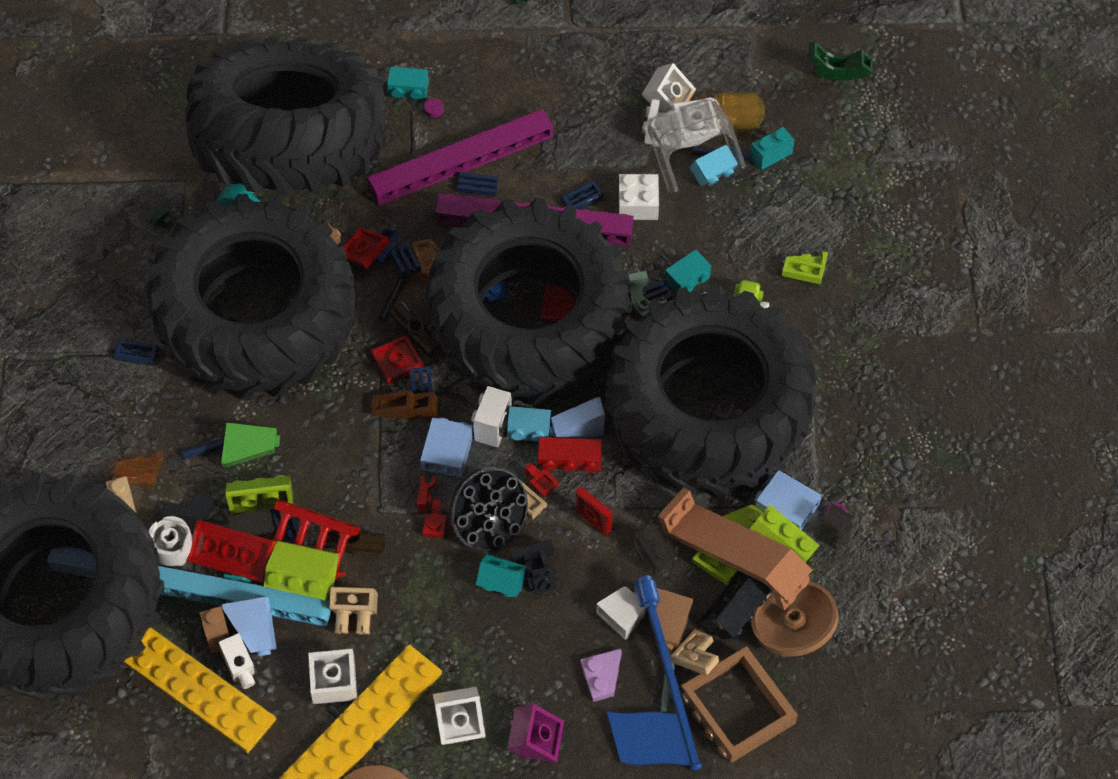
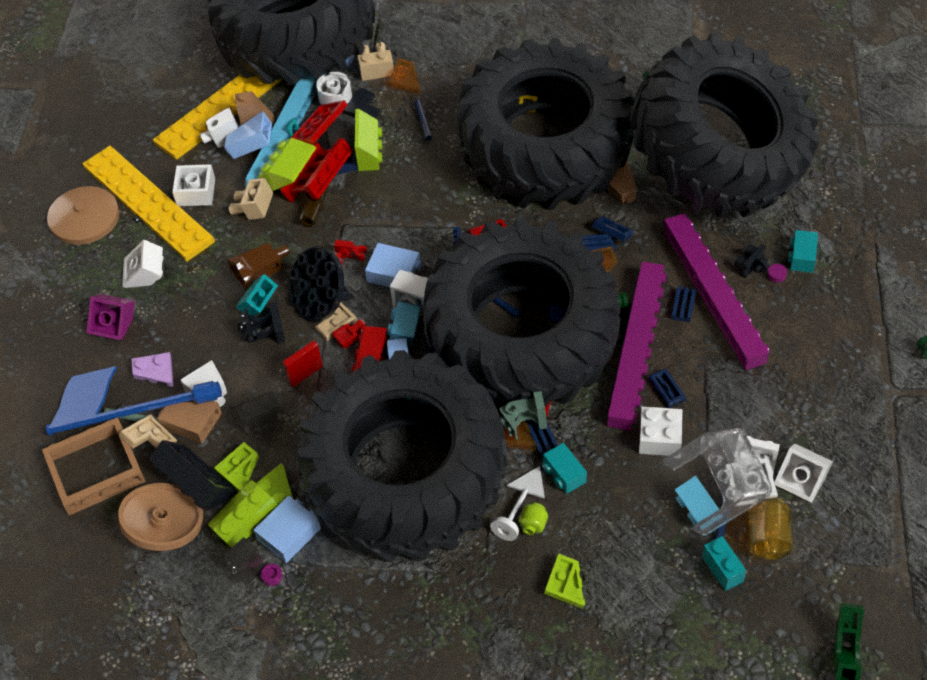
camera: 100 degrees right, 5 degrees down
(247, 443) = (416, 134): bright green slope -> none
(365, 247) = (609, 213): red tile -> none
(406, 405) = (440, 238): reddish brown slope -> none
(424, 123) = (755, 262): none -> black hips
(452, 587) = (255, 263): none -> reddish brown piece
(736, 547) = (233, 470): nougat panel -> none

